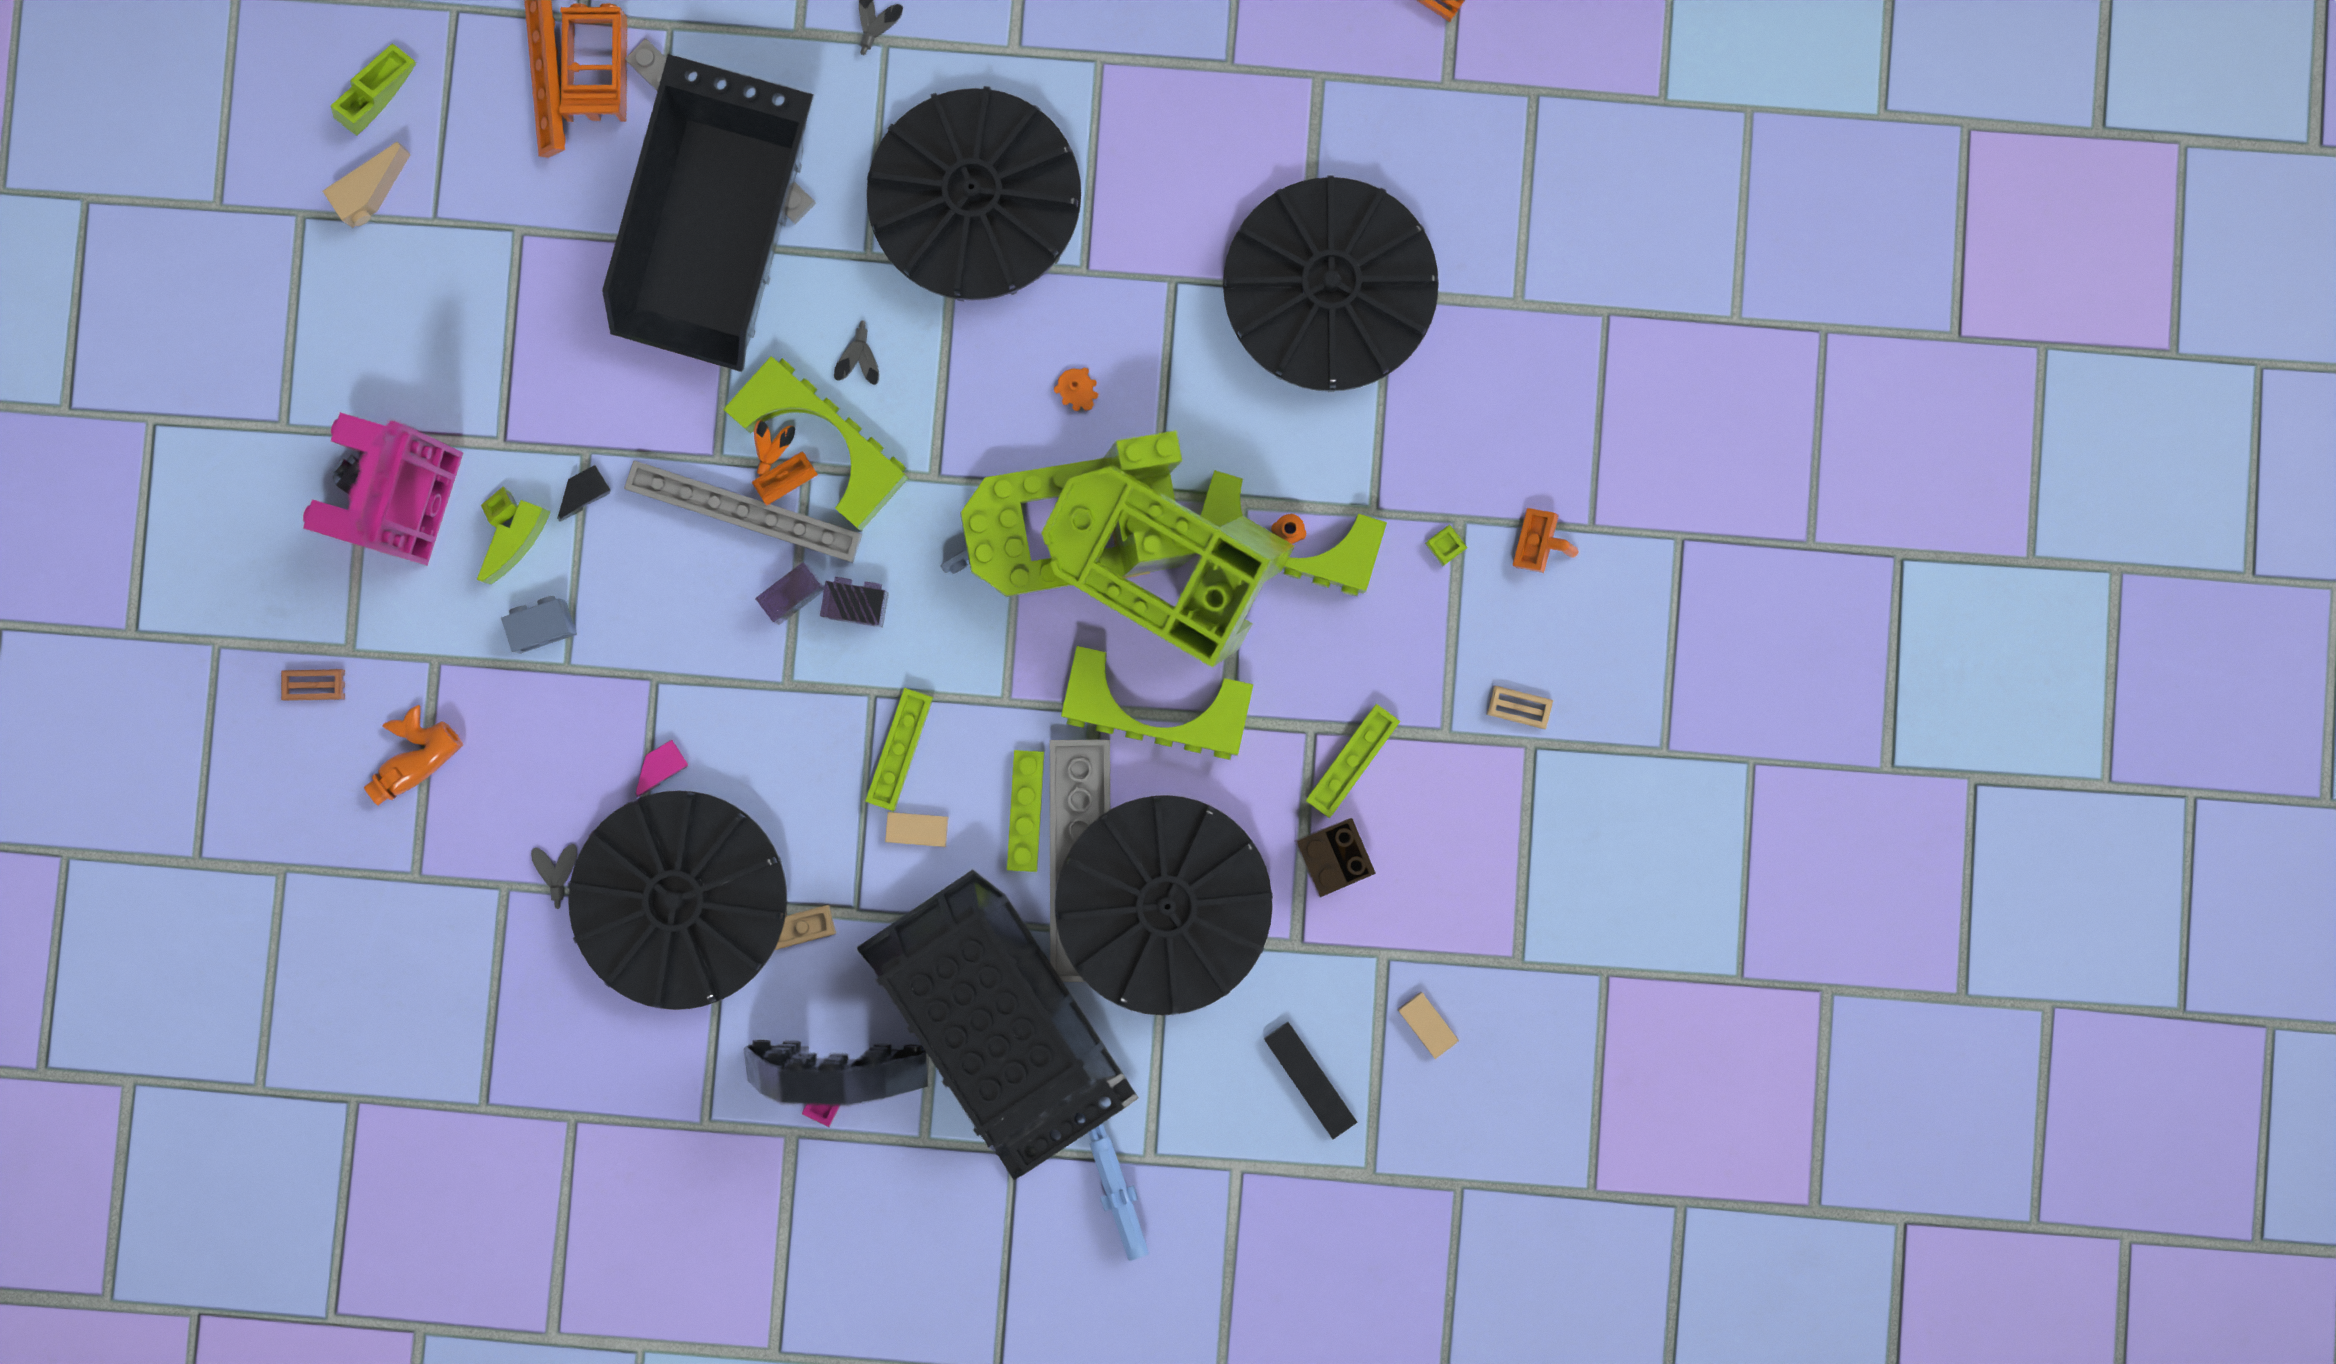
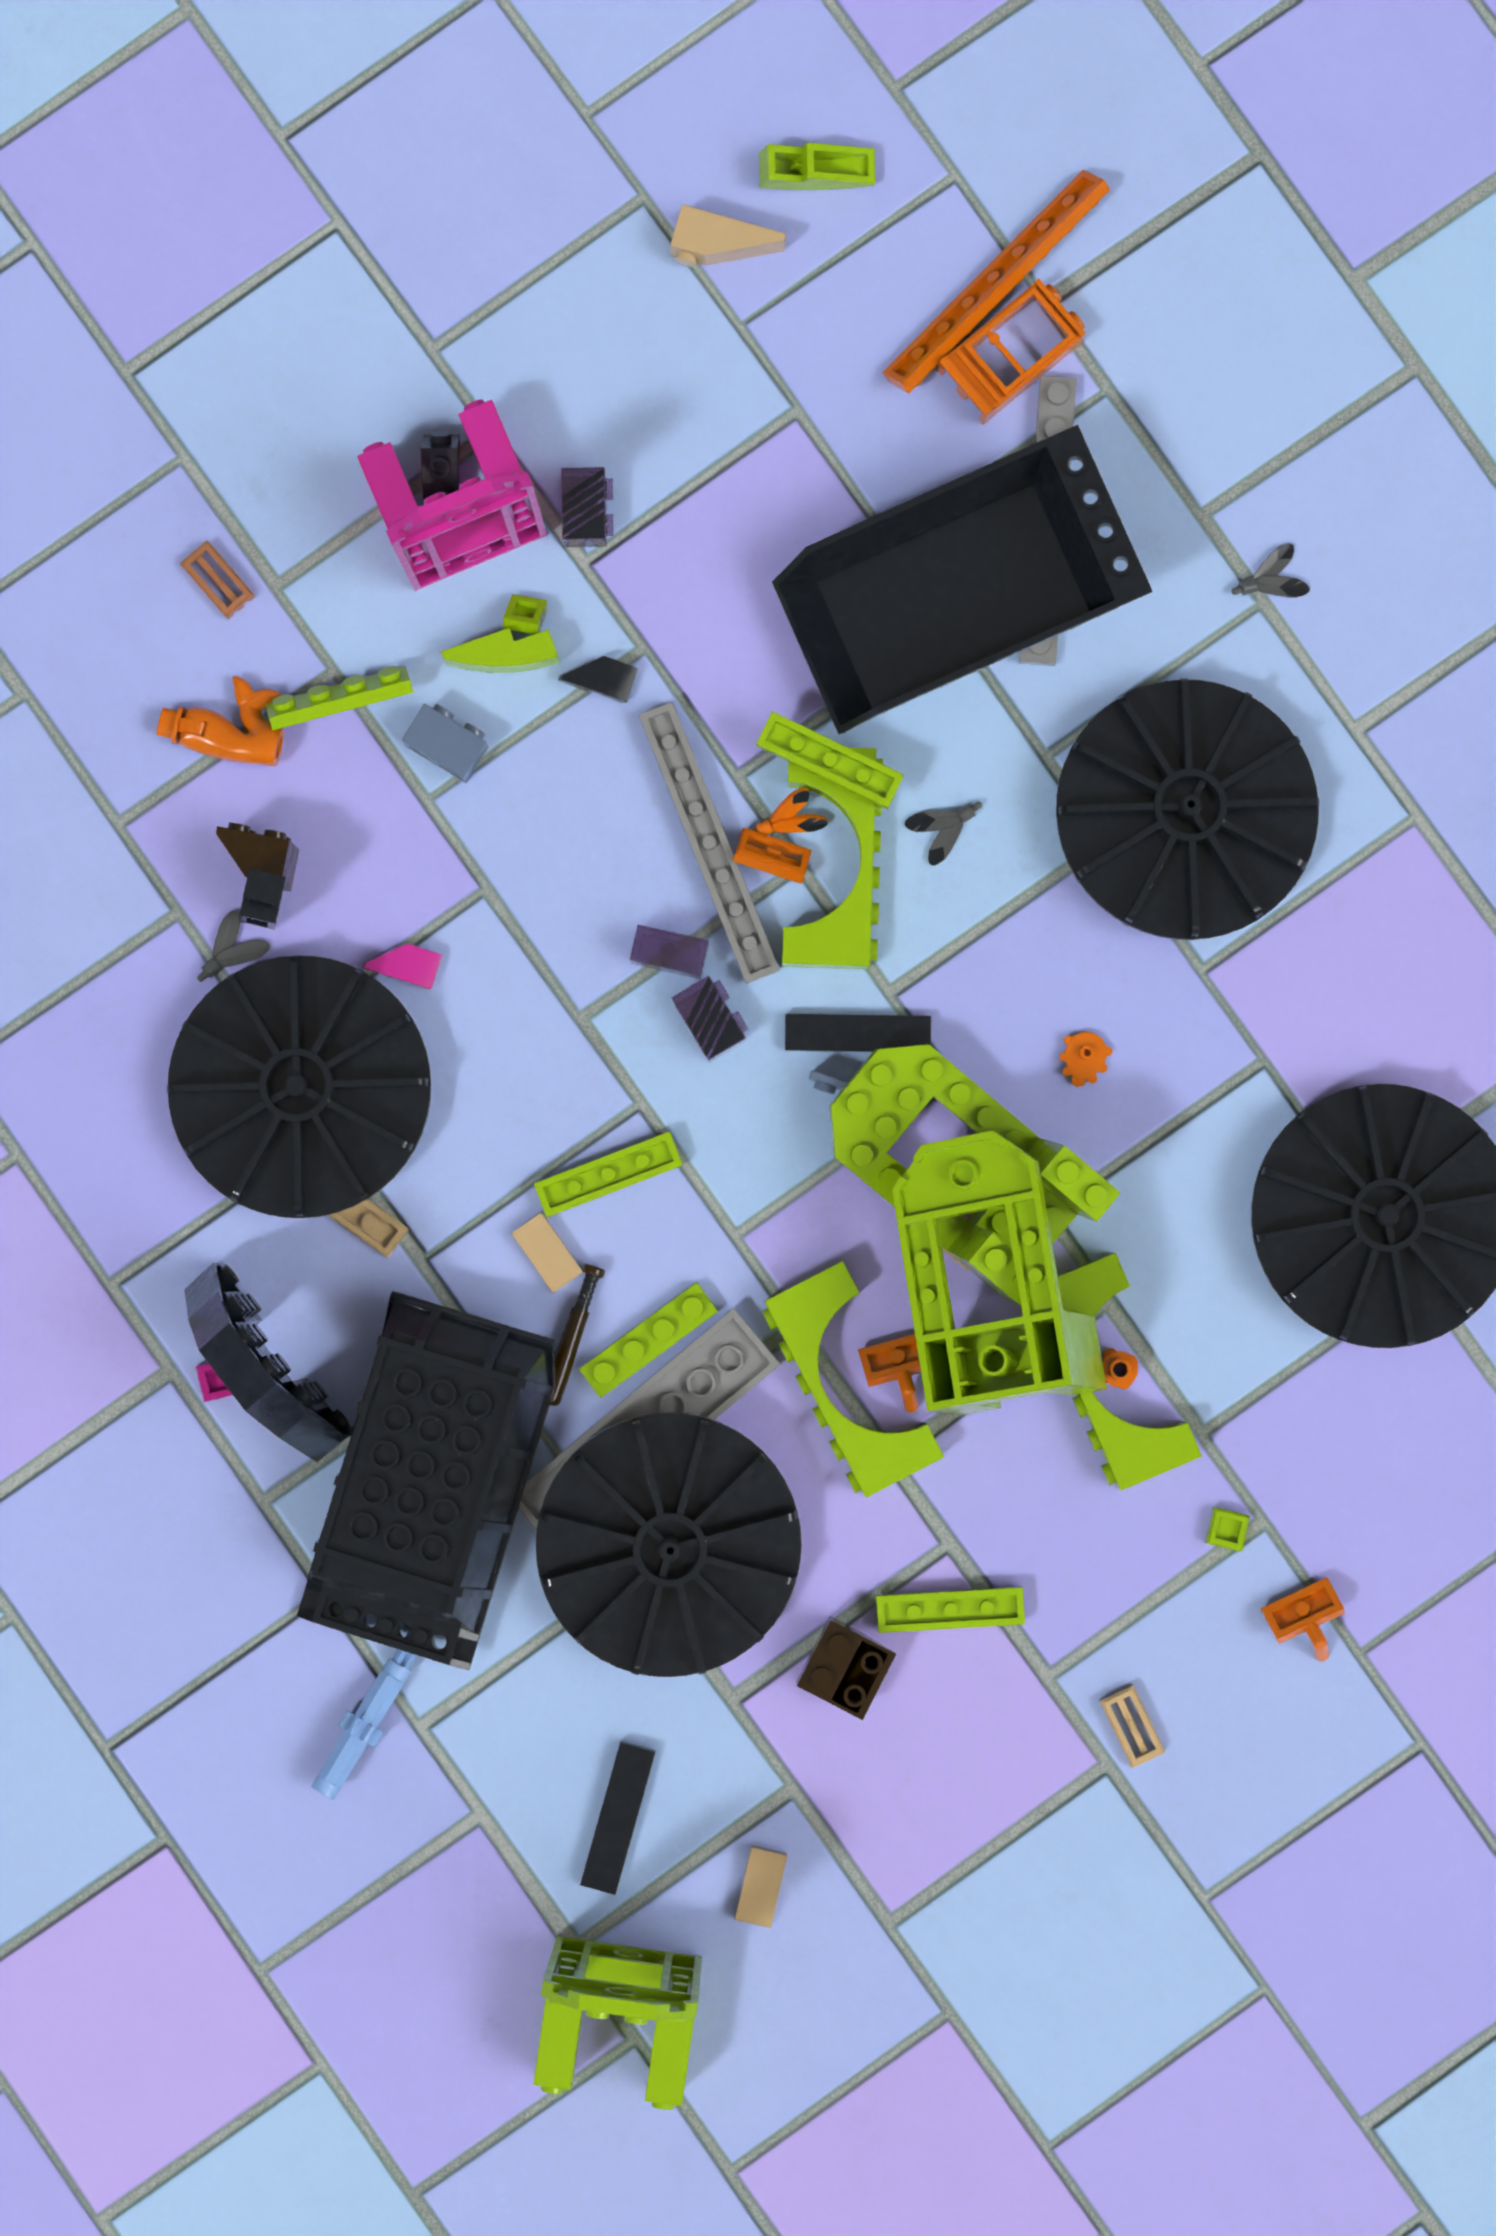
camera: 55 degrees right, 0 degrees up
(456, 659) = (351, 694): none -> lime plate
(463, 413) = (585, 507): none -> brick
(512, 801) = (266, 852): none -> dark brown slope
(535, 824) = (262, 899): none -> black slope
(752, 390) = (829, 760): none -> lime plate
(938, 521) = (854, 1032): none -> black tile
(980, 854) = (573, 1331): none -> dark brown piece
(1167, 666) = (891, 1362): none -> orange plate
(1417, 1160) = (622, 1983): none -> lime bracket

